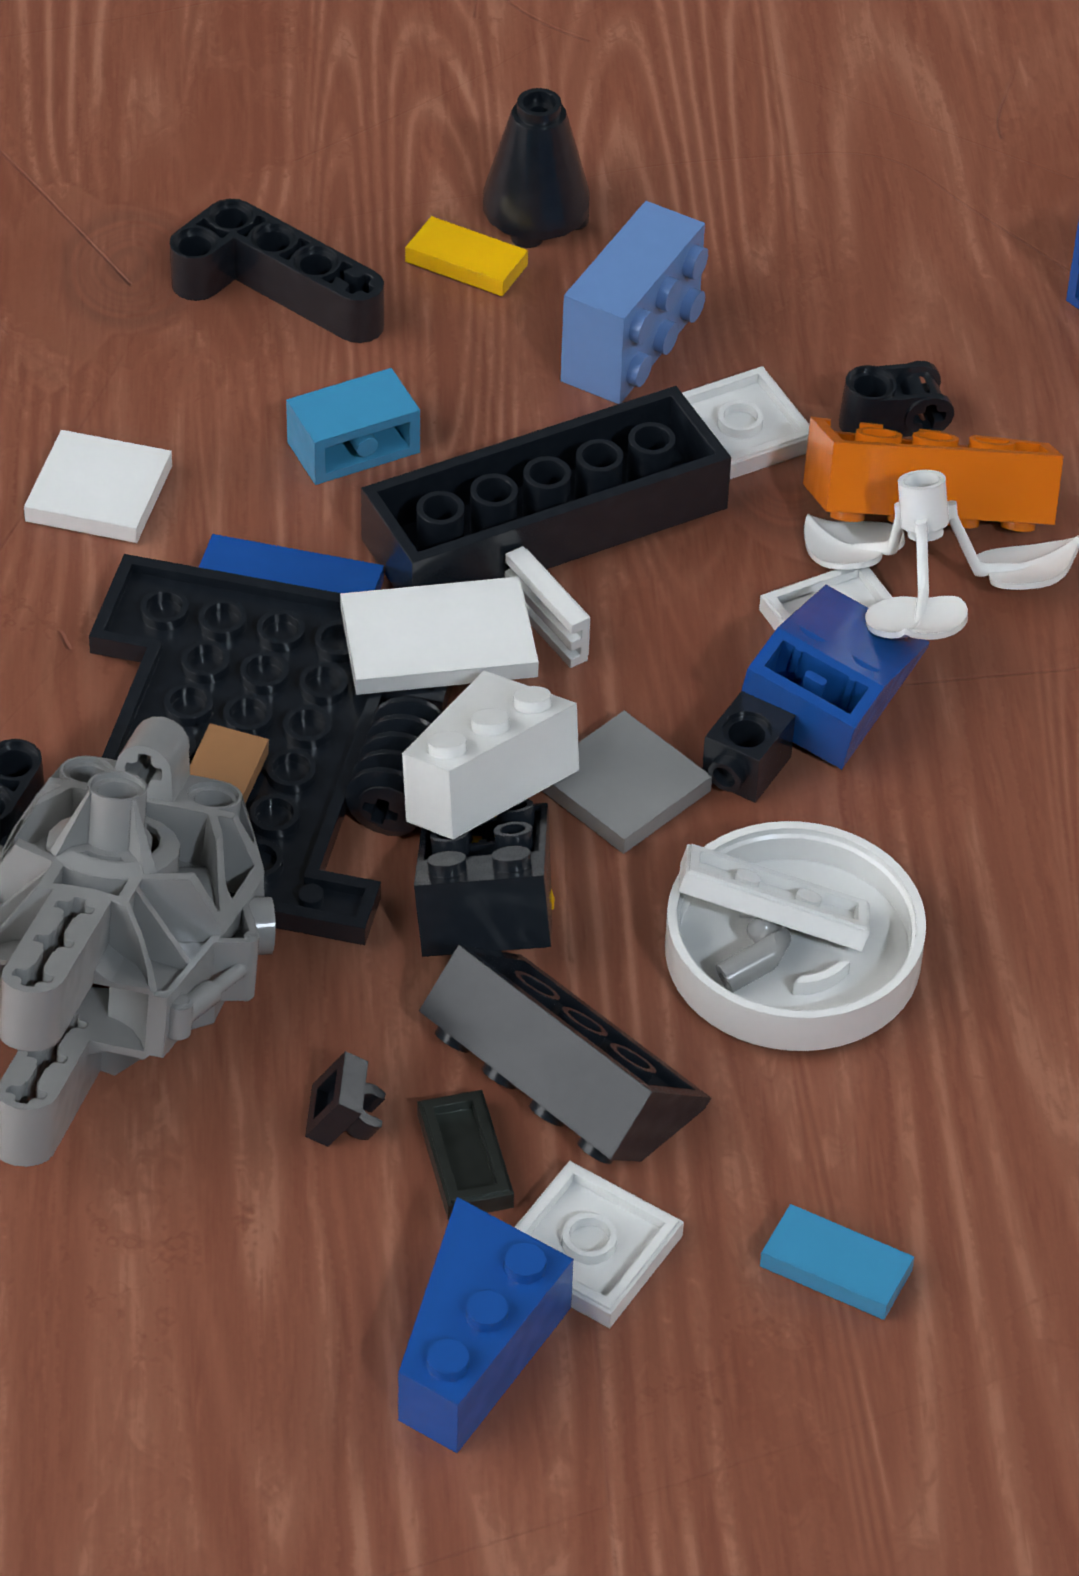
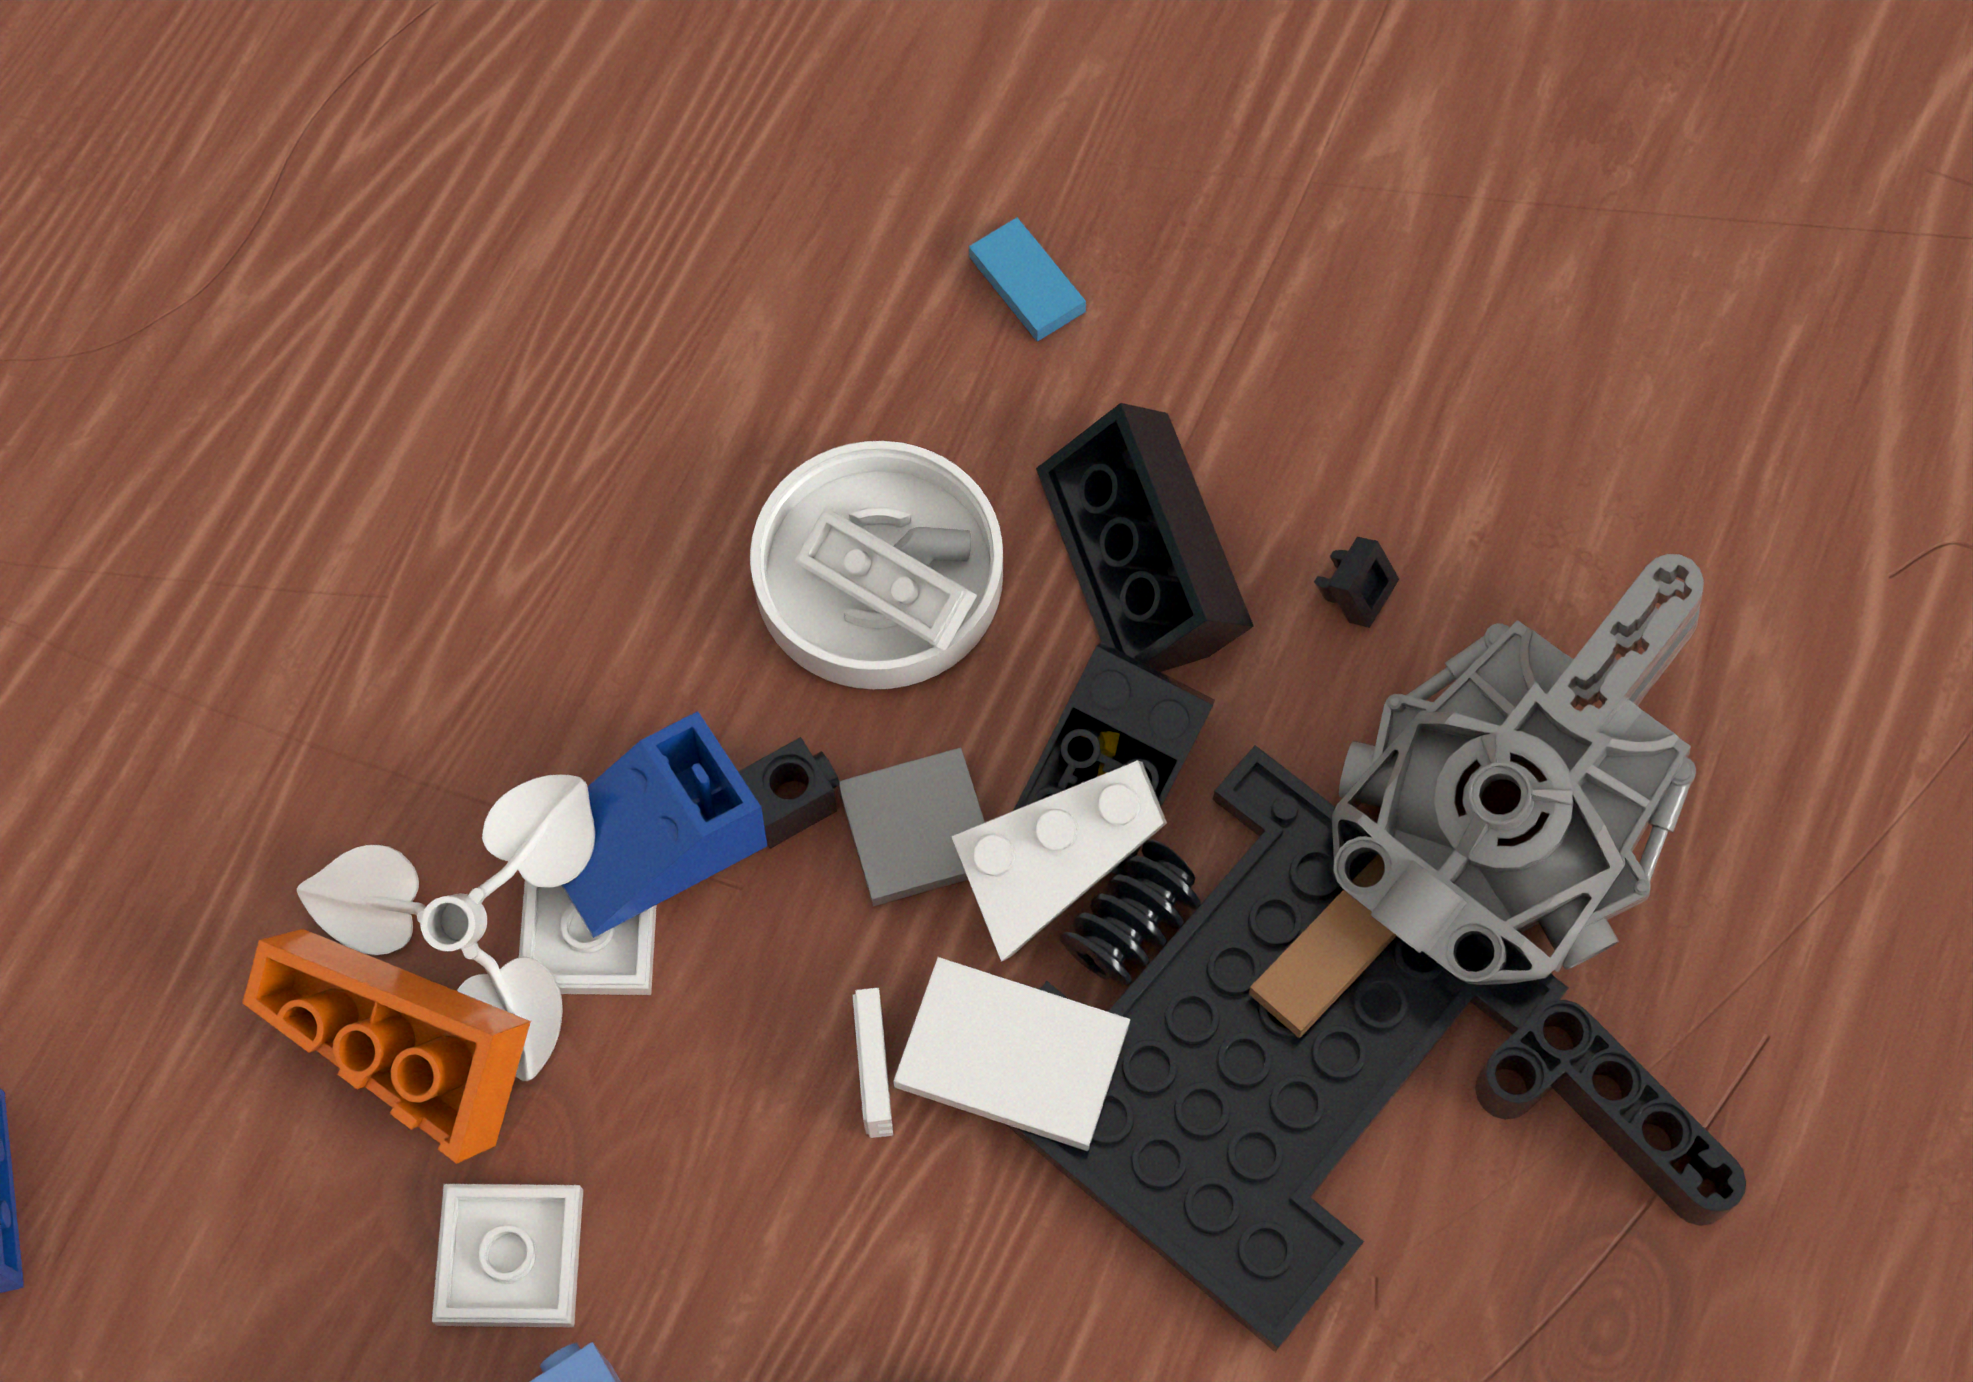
camera: 150 degrees left, 20 degrees up
(291, 565) = (1107, 1254): blue tile -> none
(465, 1152) = (1271, 505): pearl dark grey tile -> none
(479, 1323) = (1347, 324): blue wedge -> none
(550, 491) = (795, 1195): black brick -> none
(608, 1234) = (1213, 381): white tile -> none
(895, 398) = (322, 1183): black piece -> none

